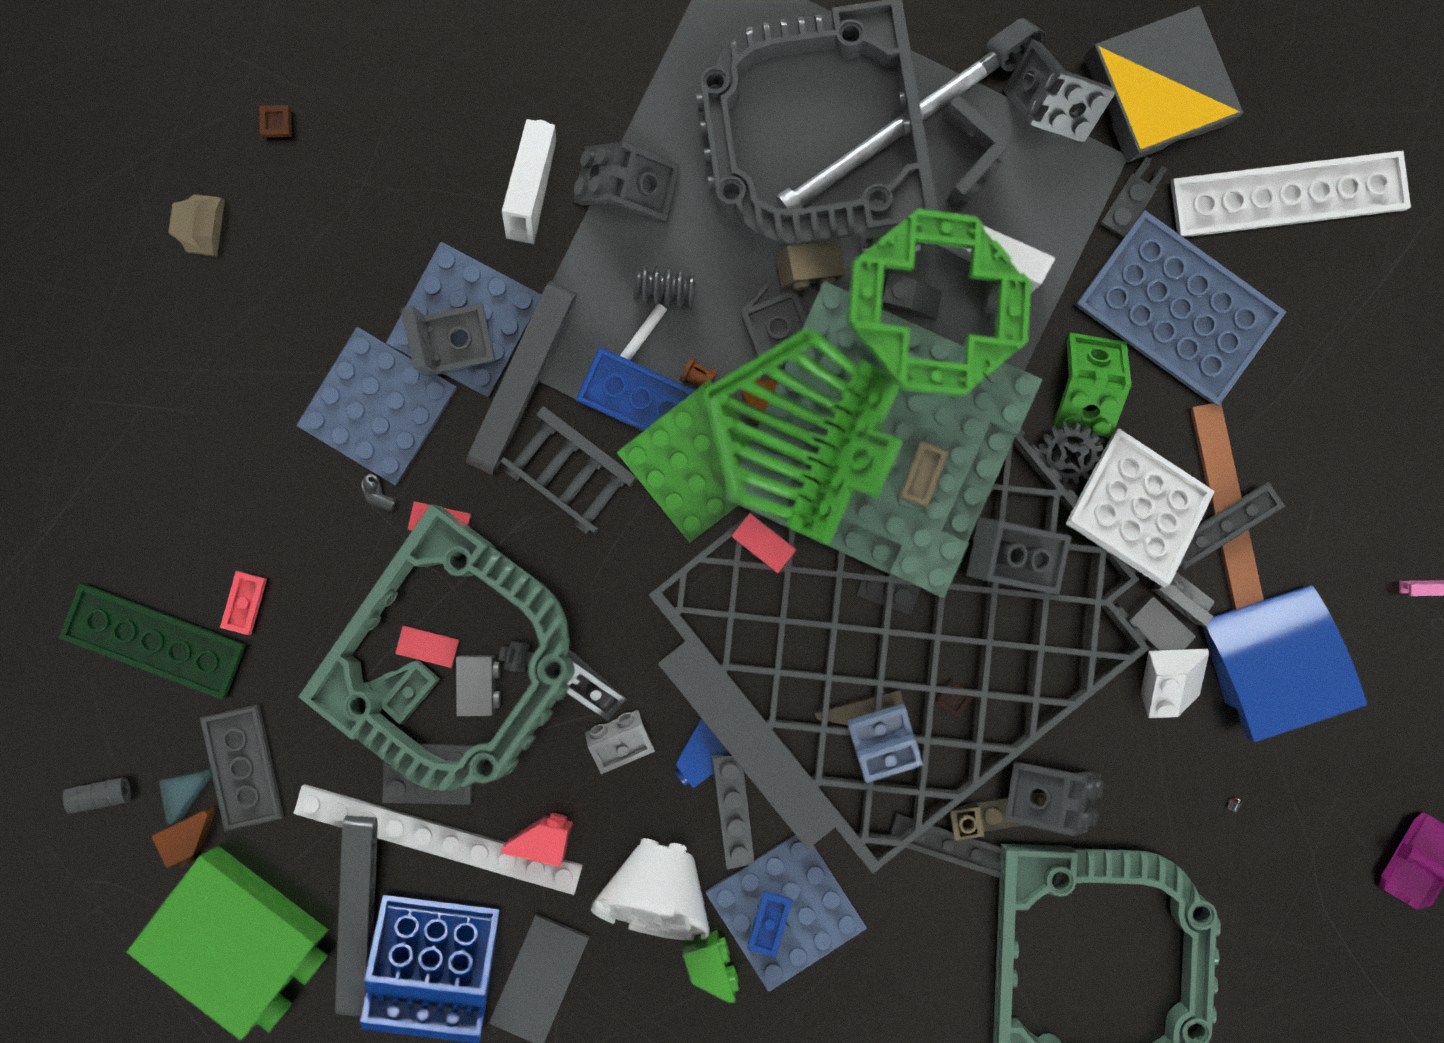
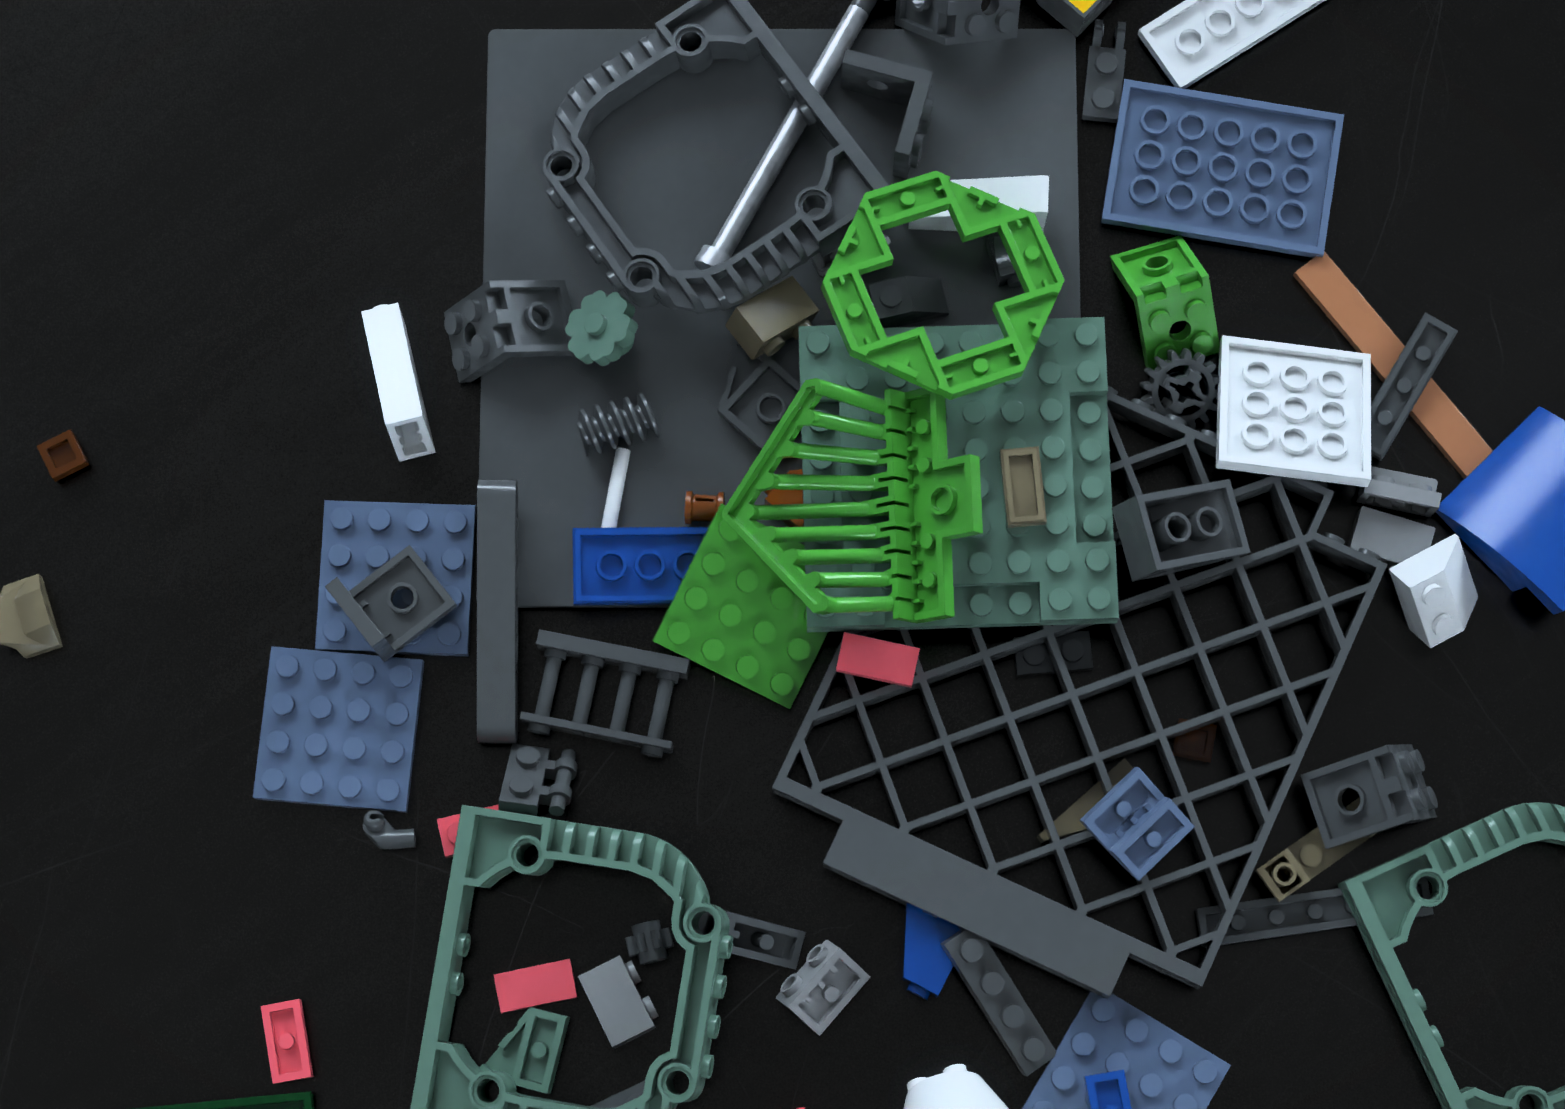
camera: 20 degrees left, 10 degrees down
(486, 503) = (525, 779): none -> dark grey plate
(687, 213) = (601, 328): none -> sand green plant

